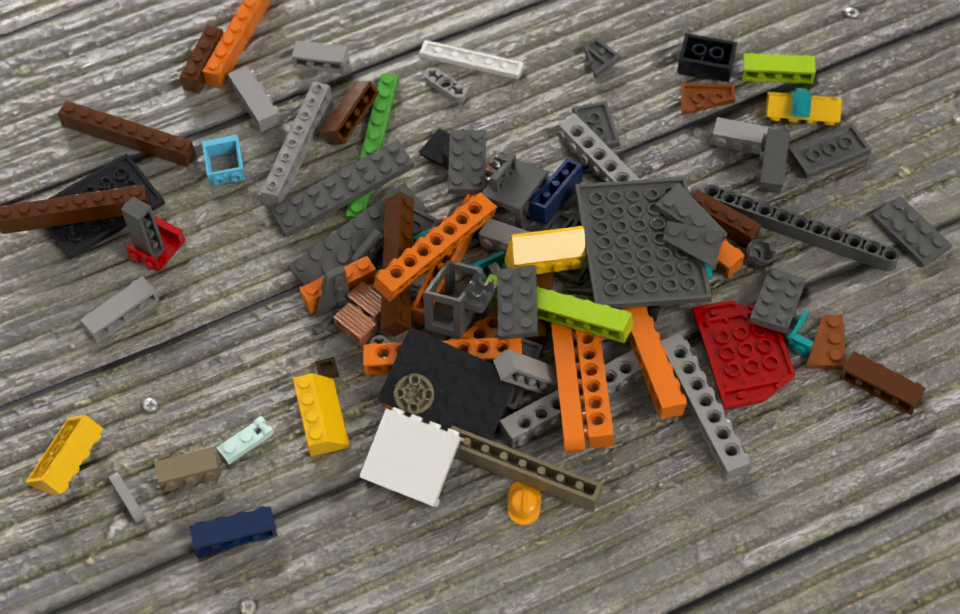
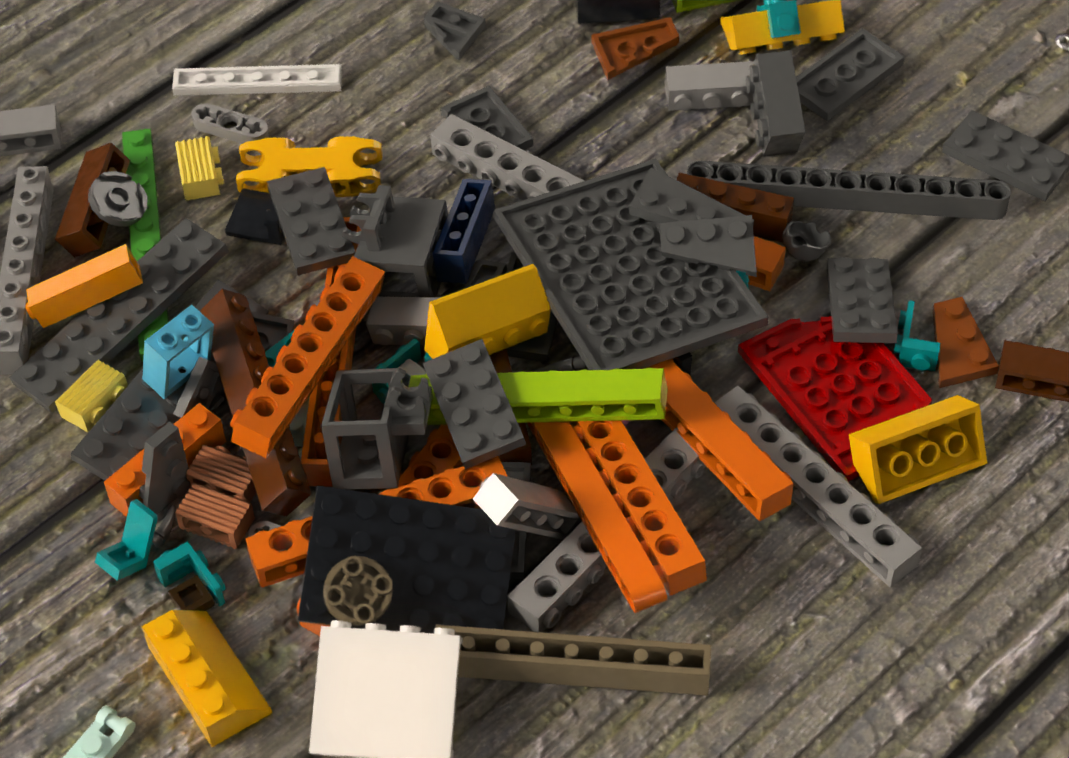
camera: 20 degrees left, 5 degrees down
(304, 332) = (134, 549): none -> teal bracket
(310, 233) = (91, 395): none -> light yellow brick
(325, 166) = (83, 286): none -> light orange brick
(328, 346) = (183, 560): none -> teal bracket
(355, 223) = (167, 352): none -> medium azure window
(362, 116) = (117, 199): none -> dark grey tile
(416, 108) = (198, 168): none -> light yellow brick
(497, 127) = (340, 158): none -> yellow piece
(523, 503) = (591, 717): light orange piece -> none
(774, 402) = (919, 448): none -> yellow slope

